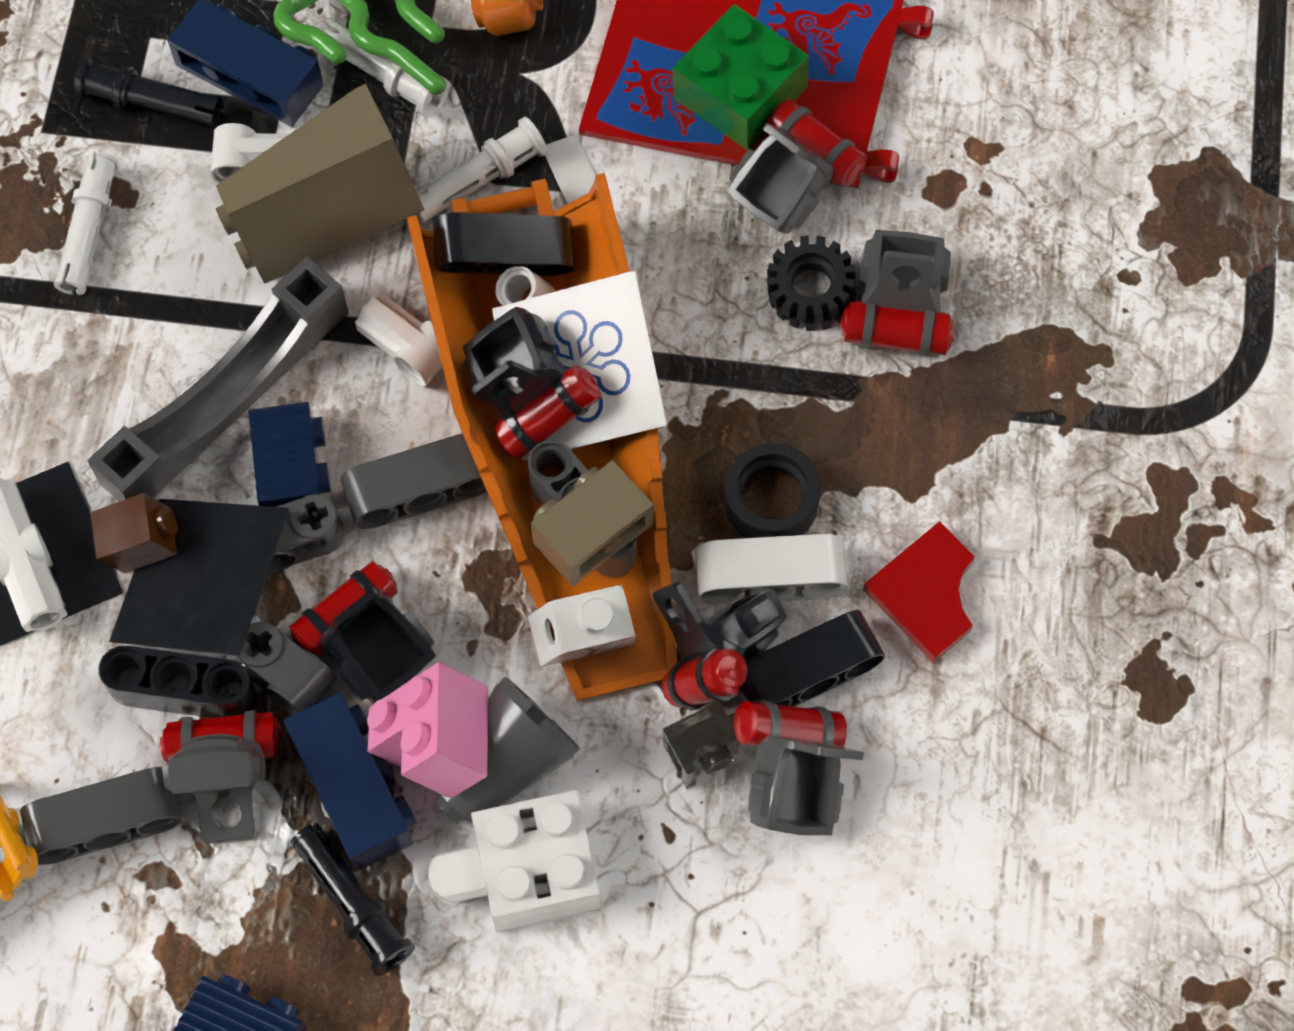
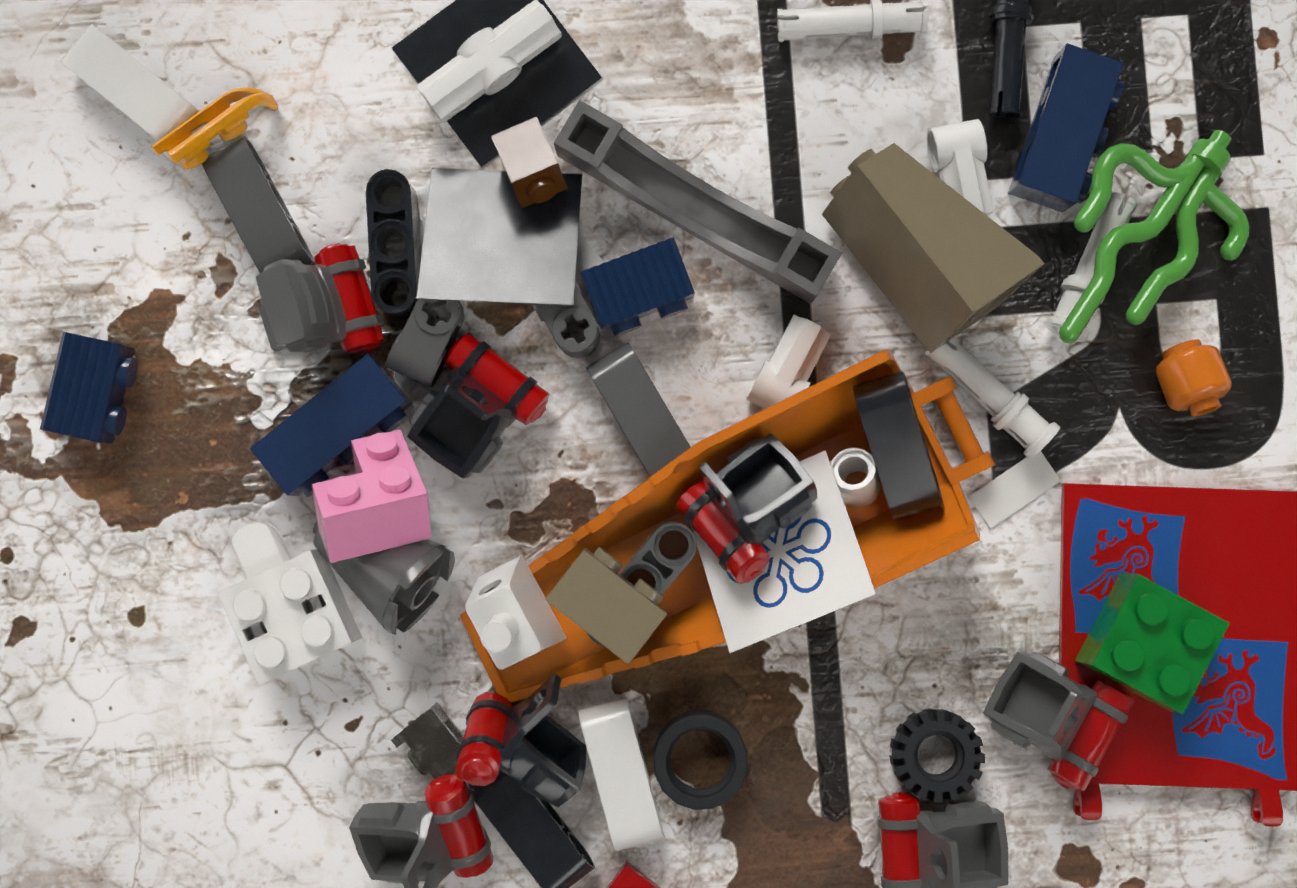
camera: 75 degrees right, 20 degrees up
(364, 918) = (212, 471): black pin -> none

